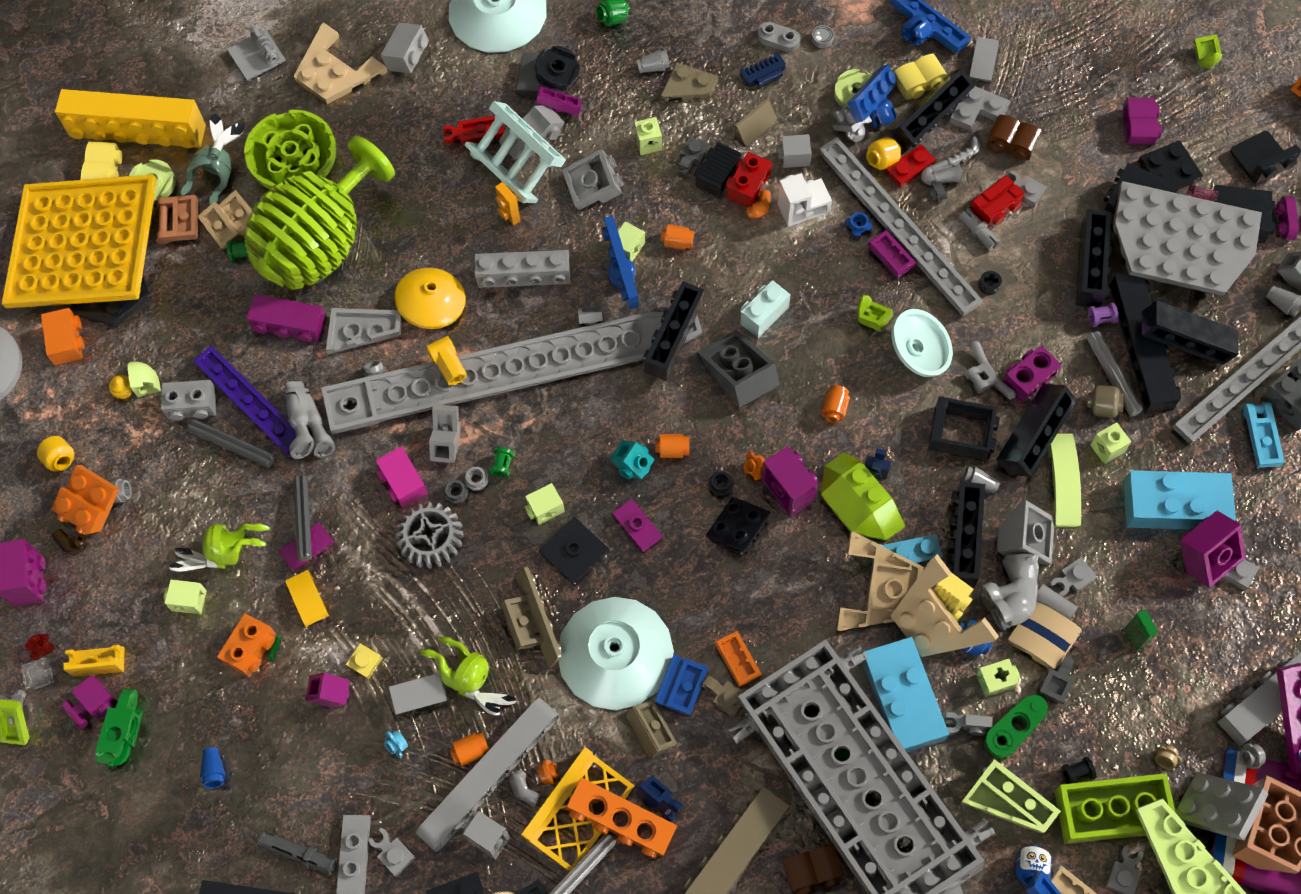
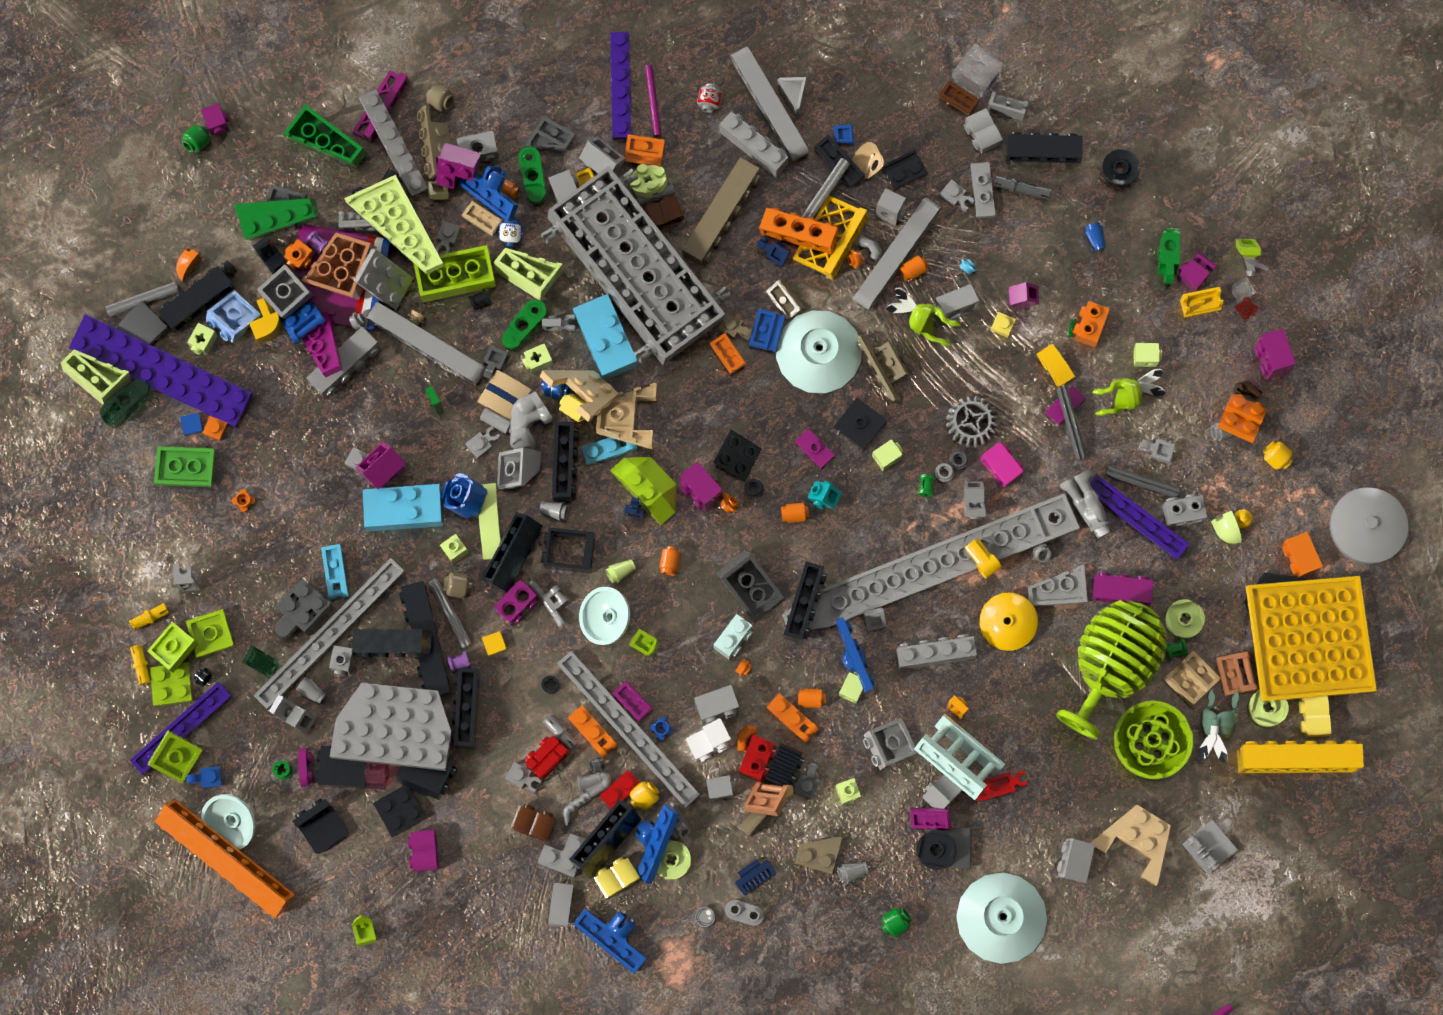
camera: 175 degrees right, 10 degrees up
(144, 855) = (1125, 160): none -> black dish
(200, 475) = (1160, 449): none -> light grey plate
(225, 293) = (1191, 610): none -> yellowish green plate
(703, 221) = (792, 718): none -> orange plate
(743, 123) = (767, 803): none -> nougat plate
(755, 278) = (743, 667): none -> orange plate
(791, 231) = (717, 705): none -> light grey brick
(898, 400) = (620, 570): none -> yellowish green cone
(941, 229) = (592, 731): none -> orange plate
(1058, 334) = (494, 643): none -> yellow tile
(1100, 500) = (463, 496): none -> blue brick
(1155, 715) = (426, 343): none -> light grey beam
(1250, 329) = (341, 660): none -> light grey brick

